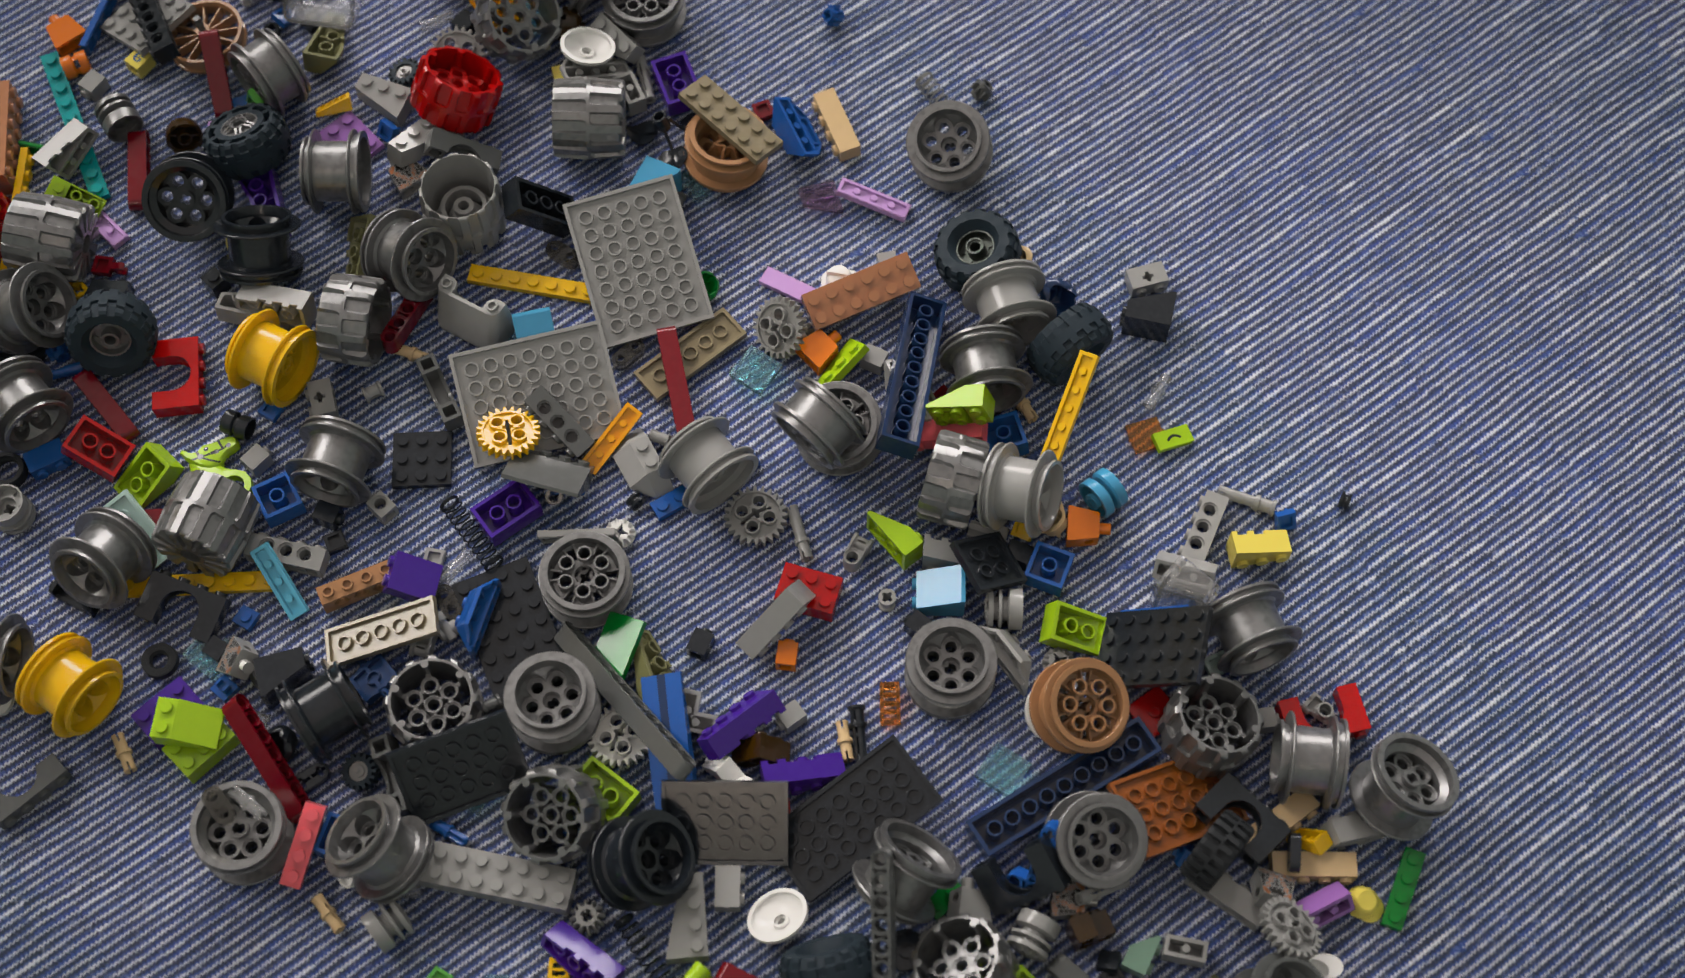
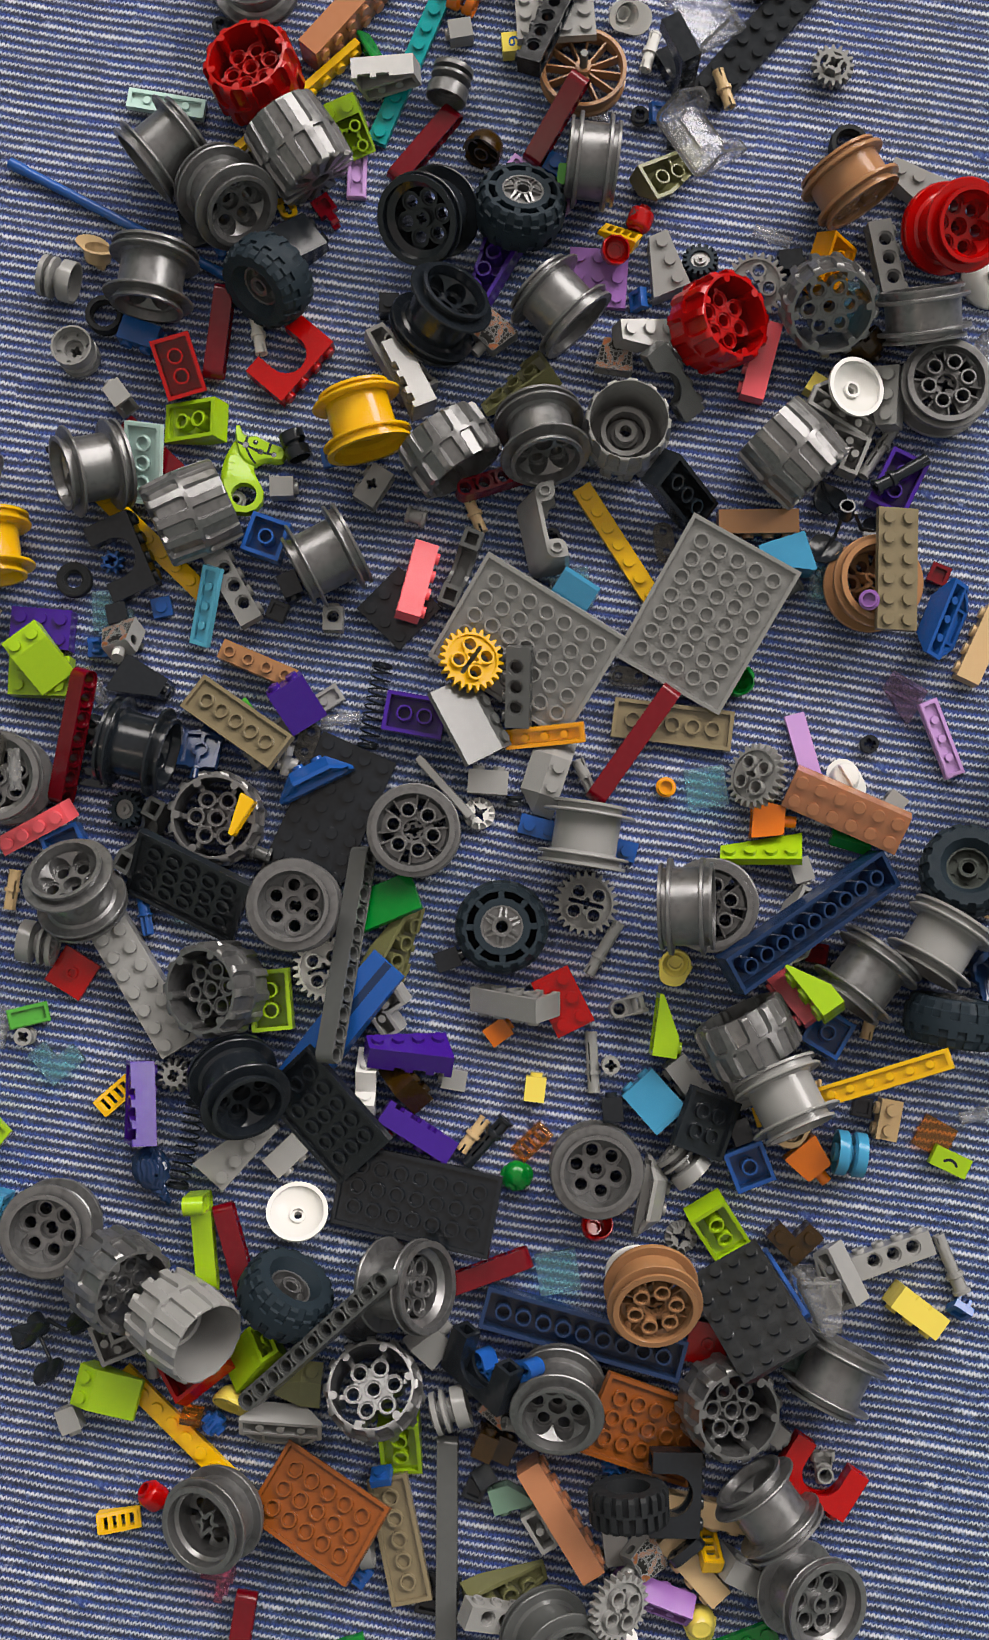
camera: 50 degrees right, 20 degrees up
(71, 505) = (120, 397): none -> light grey brick
(138, 384) = (258, 336): none -> white pin
(178, 621) = (118, 565): none -> blue gear
(310, 237) = (495, 337): none -> light grey torso
(337, 85) = (640, 219): none -> red head
(340, 113) = (615, 250): none -> red hair
(417, 426) = (416, 582): none -> coral brick
(435, 926) = (73, 972): none -> red plate
(447, 666) = (242, 811): none -> yellow slope
(514, 102) = (758, 371): none -> coral brick
(604, 505) = (488, 782): none -> light grey brick
(616, 177) = (759, 522): none -> medium nougat brick
(670, 78) = (892, 478): none -> black pin
(714, 582) = (501, 902): none -> black wheel
(729, 396) = (665, 787): none -> light orange plate
(732, 149) = (869, 599): none -> medium lavender plate
(835, 250) = (866, 749): none -> black bush
(852, 666) = (535, 1087): none -> light yellow brick
(860, 496) = (674, 968): none -> light yellow hat
(879, 617) = (592, 1062): none -> light grey pin
(884, 313) = (848, 842): none -> green slope
(907, 734) = (517, 1175): none -> green hair
(959, 811) = (493, 1269): none -> dark red beam
(995, 711) = (596, 1229): none -> red hair
(1079, 463) = (862, 1107): none -> black tile
(1103, 453) = (886, 1119): none -> tan bracket
(1134, 589) = (793, 1245): none -> dark brown brick
(1219, 929) = (560, 1517): none -> nougat brick

